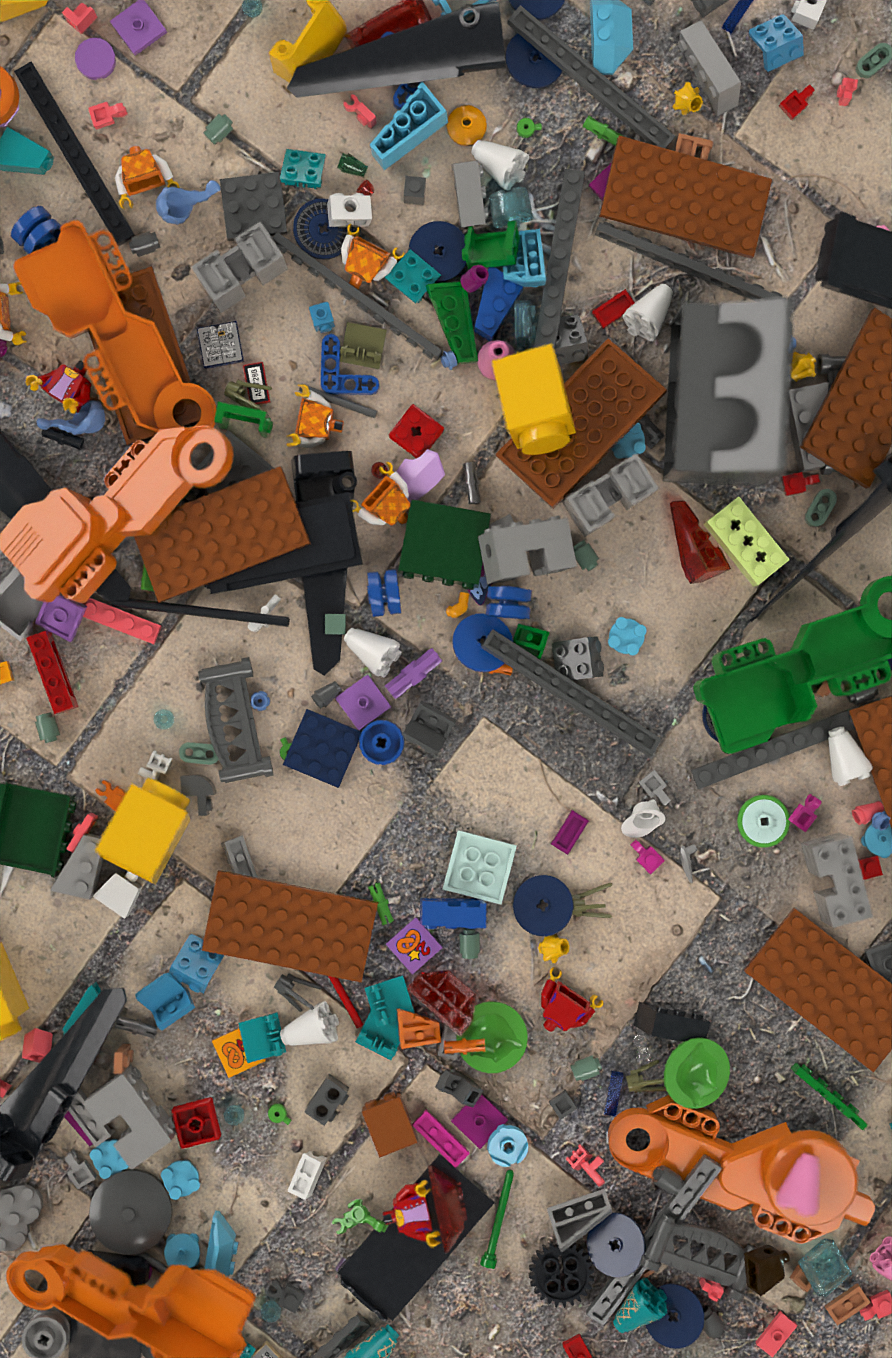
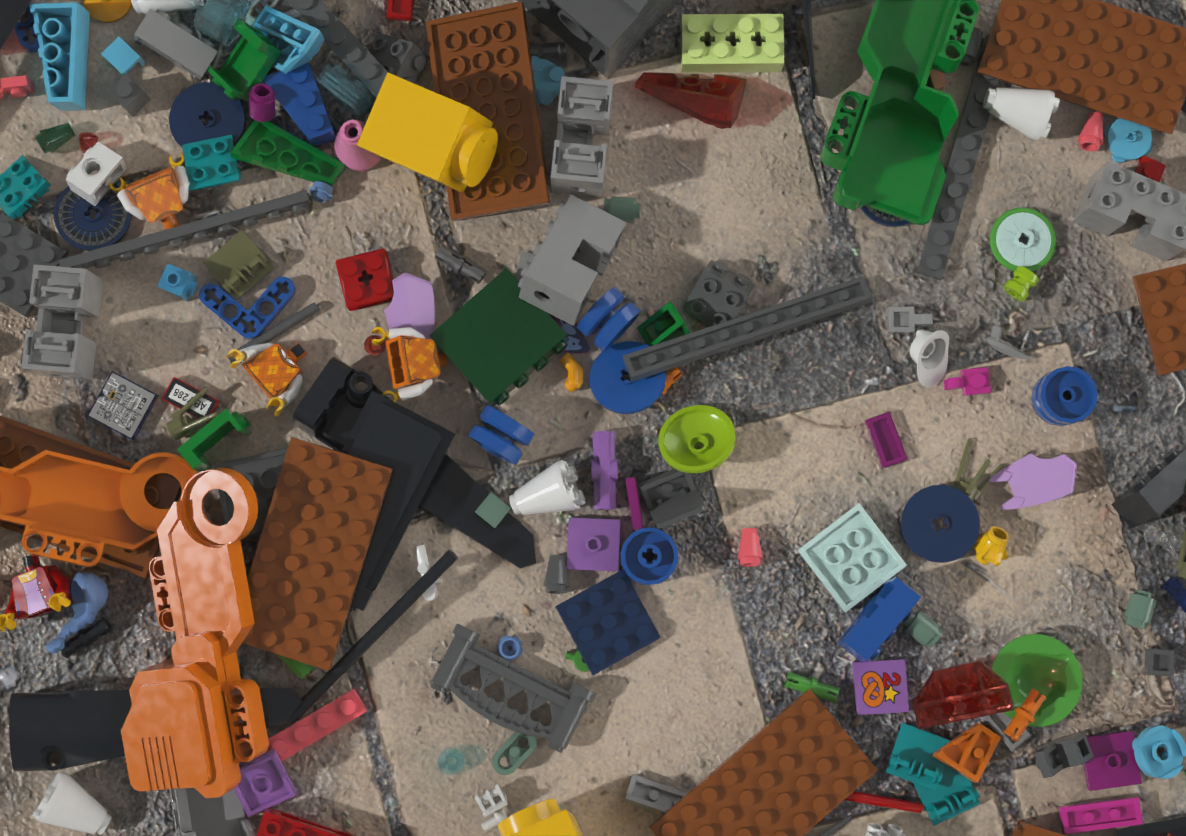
camera: 55 degrees left, 5 degrees down
(199, 786) = (548, 778): dark grey brick -> none
(407, 707) = (634, 504): none -> magenta tile
(435, 166) = (121, 56): none -> medium azure panel
(436, 800) = (750, 549): none -> coral cone
(482, 707) = (695, 428): none -> lime dish
(565, 1007) = (1059, 582): red torso -> none
(617, 945) = (1037, 480): none -> lavender shield
(626, 636) = (733, 231): medium azure piece -> none
(694, 926) = (1078, 390): none -> blue wheel
(734, 841) = (1021, 283): none -> lime wheel
(804, 815) = (1047, 196): dark pink plate -> none
(880, 820) = (1111, 125): medium blue plate -> none

